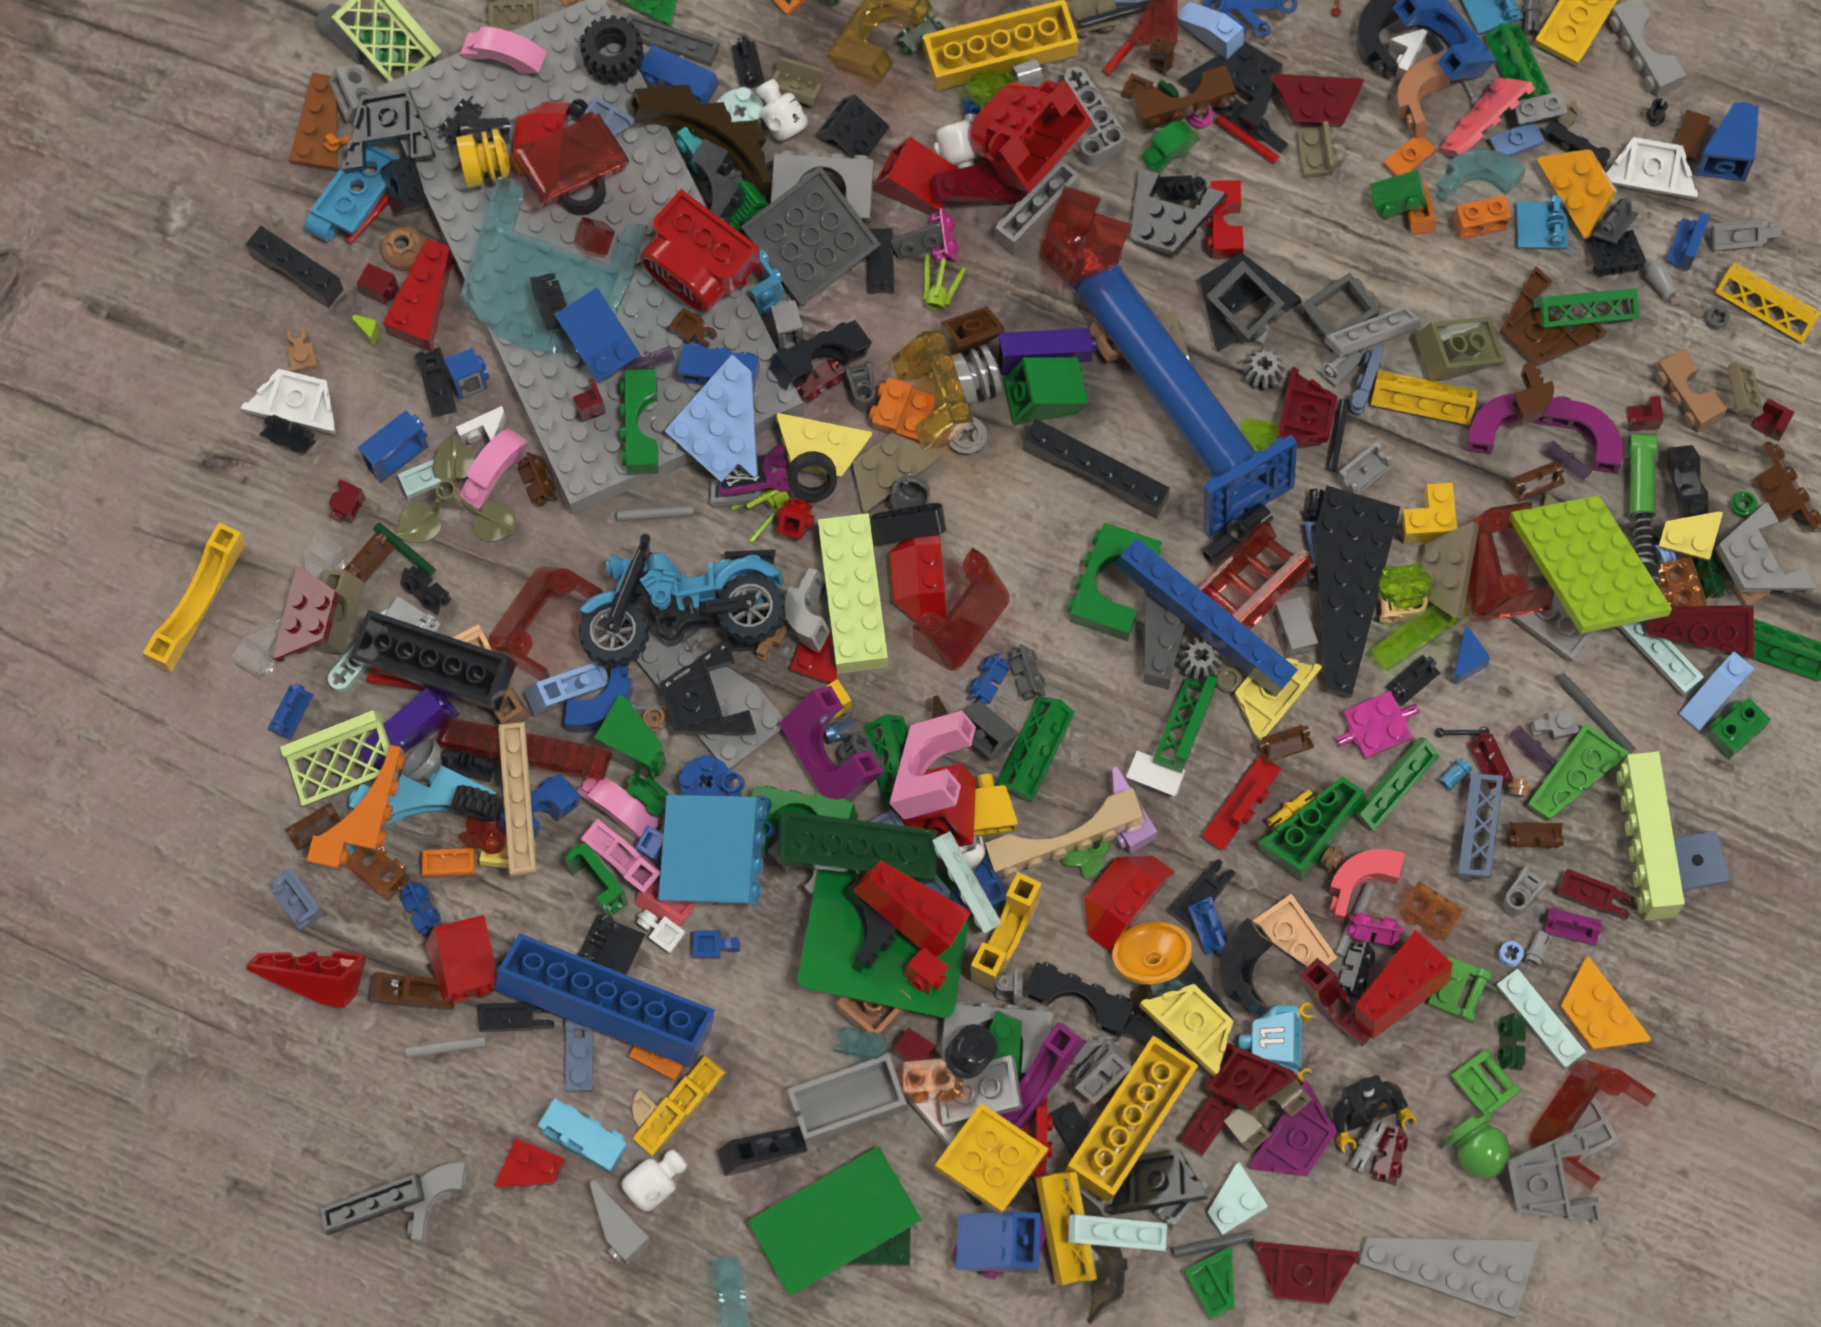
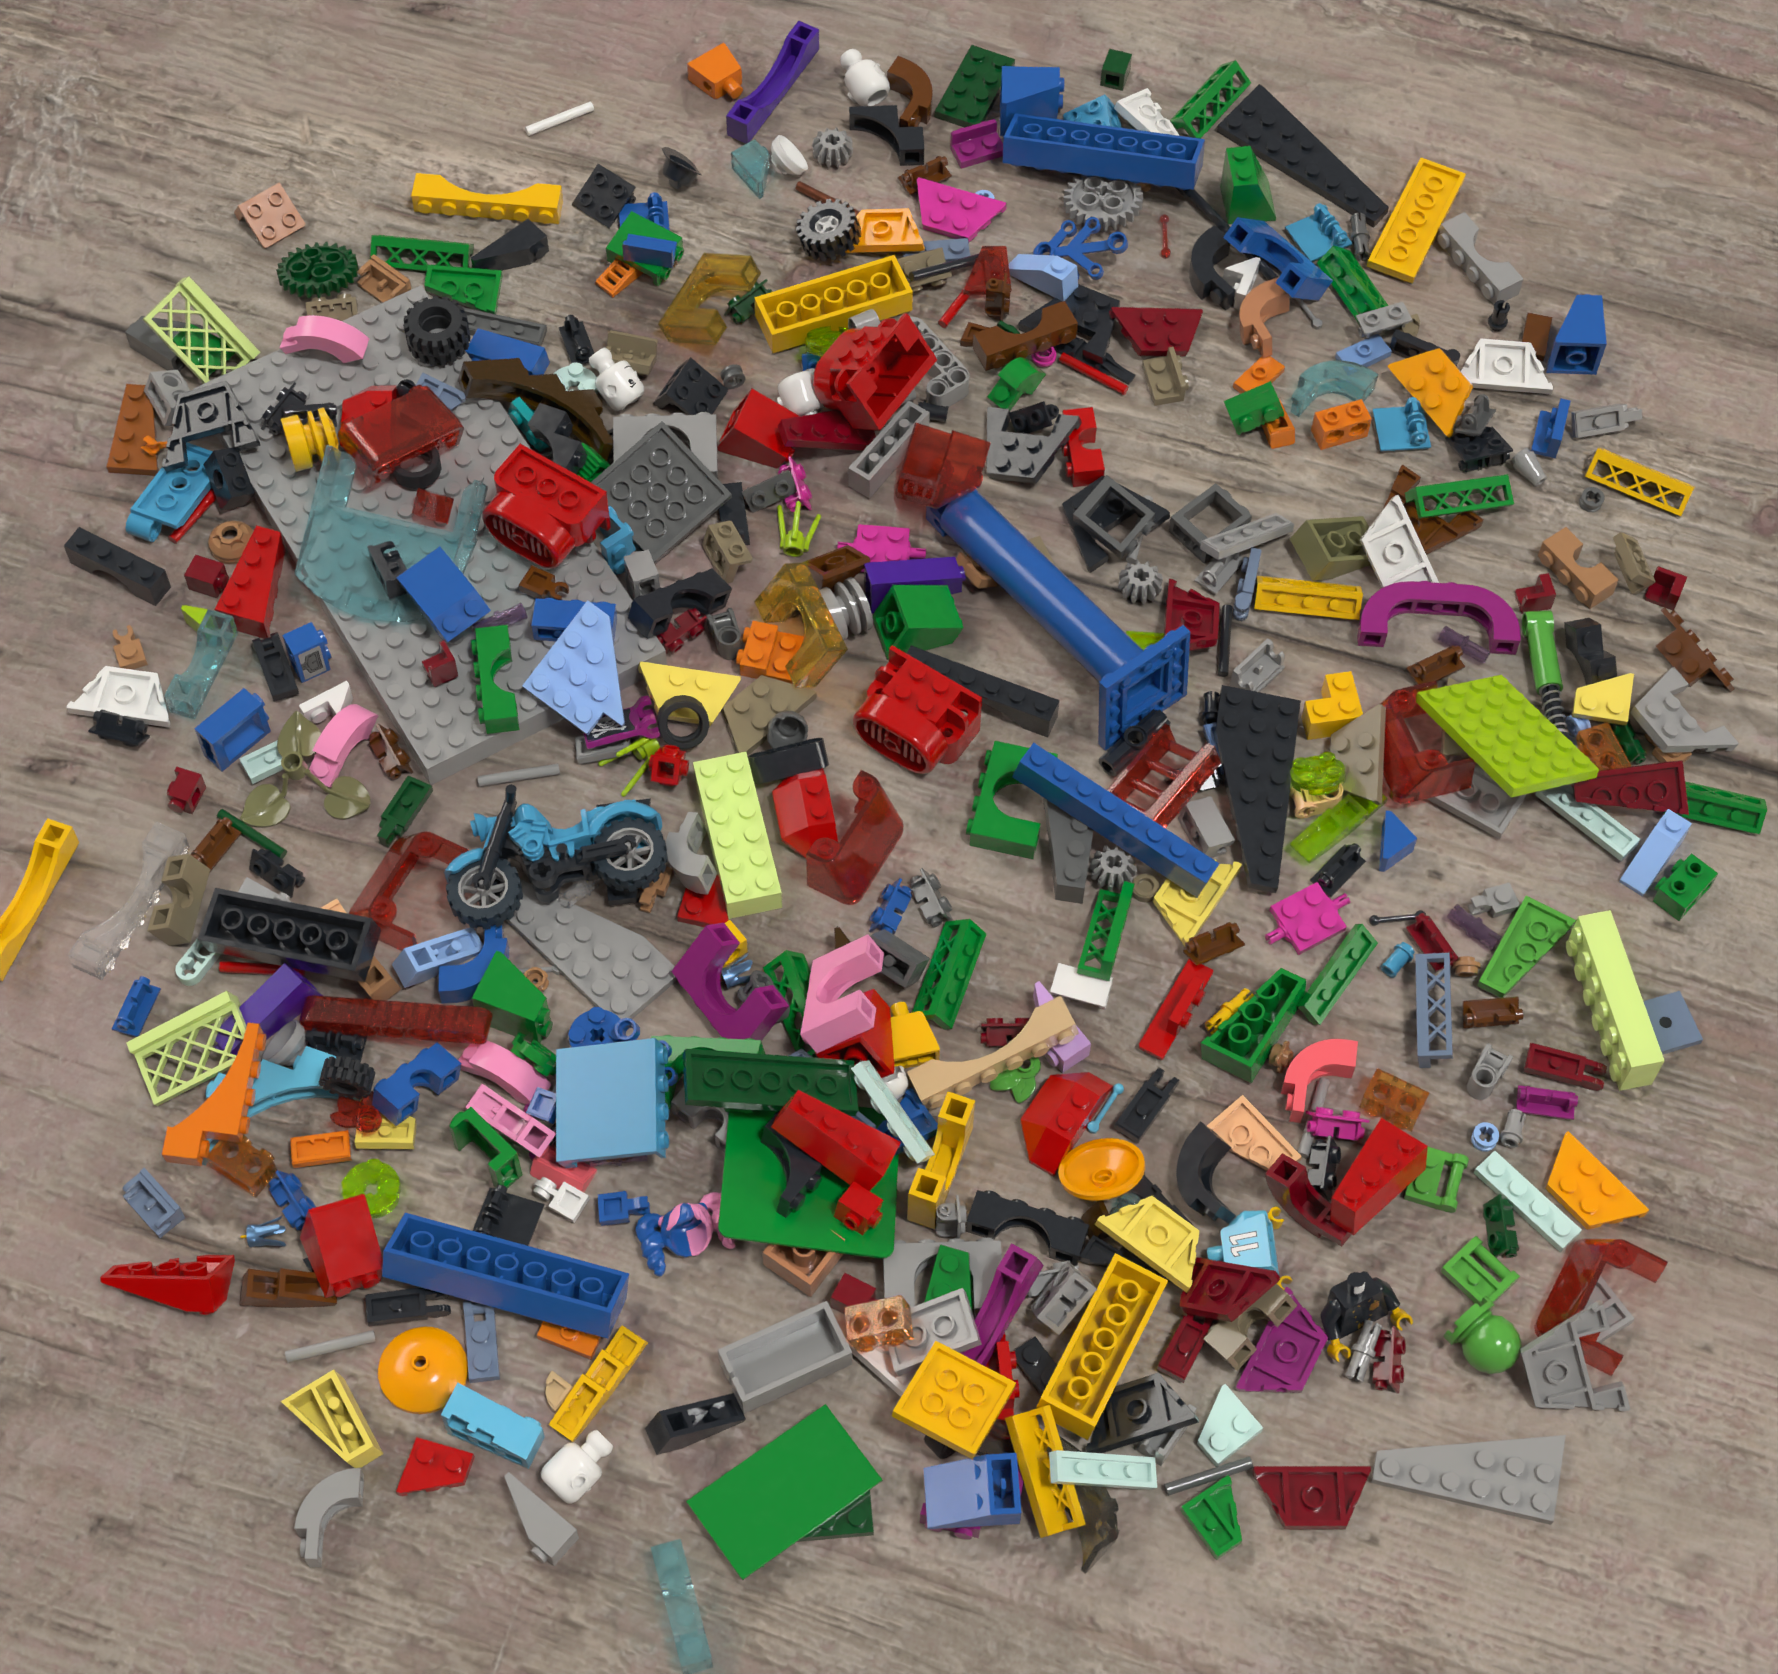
camera: 10 degrees left, 10 degrees down
(306, 615) = (148, 903): wing -> none
(313, 824) = (155, 1131): reddish brown hinge -> none
(359, 395) = (213, 644): none -> clear light blue arch
(372, 1204) = (257, 1525): tile -> none
(386, 936) = (256, 1233): none -> flat silver piece
(446, 1116) = (336, 1418): none -> light yellow wedge
(492, 889) = (374, 1173): none -> clear neon green plate
(517, 799) = (392, 1070): tan tile -> none
(531, 1093) = (425, 1387): none -> light orange dish
(545, 538) = (403, 809): none -> dark green hinge
(693, 699) = (577, 956): black wing -> none
(767, 972) = (684, 1231): none -> hair
(870, 300) = (725, 549): none -> dark tan bracket
(870, 1046) = (804, 1296): clear light blue hinge -> none
(895, 114) = (732, 376): none -> dark grey bush
(970, 1051) = (917, 1288): black piece -> none
(978, 436) = (852, 673): light grey gear -> none
(1021, 308) = (884, 543): none -> dark pink plate
(1032, 490) = (917, 715): none -> red brick
(1074, 808) = (997, 1030): none -> dark red hinge
(1085, 168) = (936, 411): none -> black pin
(1151, 908) = (1093, 1126): none -> medium azure hinge
(1208, 925) = (1158, 1136): blue hinge -> none
(1485, 114) = (1329, 329): coral wing -> none
(1509, 350) = (1395, 547): none -> white wing
(1536, 398) = (1422, 583): reddish brown brick -> none
(1596, 714) = (1531, 884): dark grey bar -> none
(1745, 497) = (1653, 665): green plate -> none

